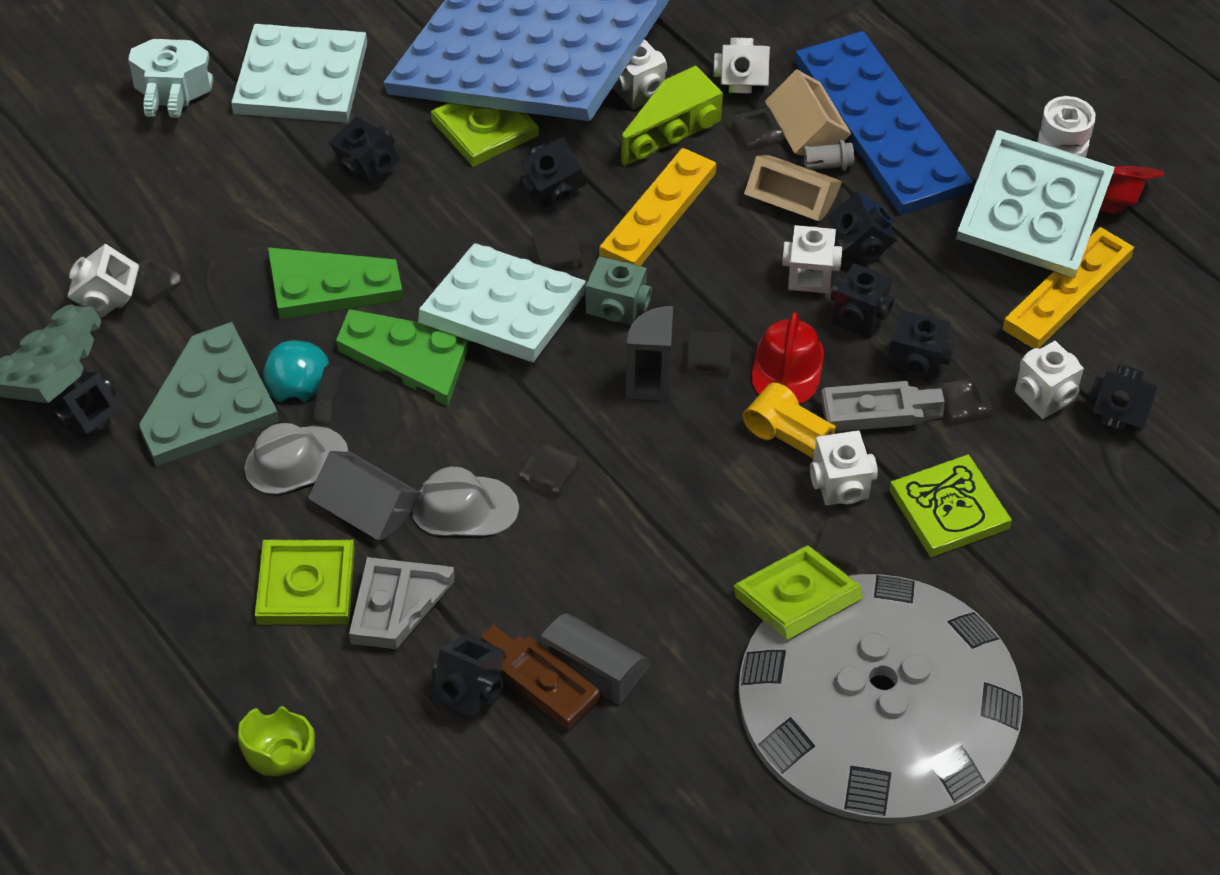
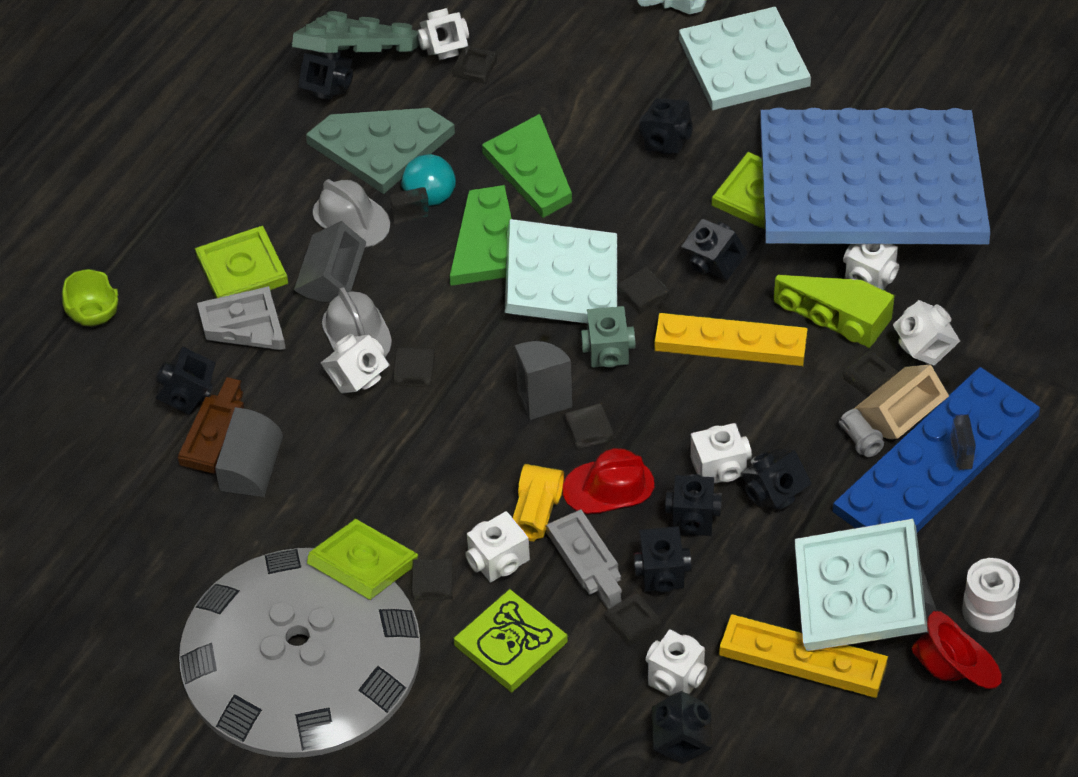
camera: 70 degrees right, 0 degrees up
(531, 511) = (355, 363): none -> white brick
(792, 187) = (808, 417): tan brick -> none
(897, 81) = (963, 442): none -> clear smoke tile

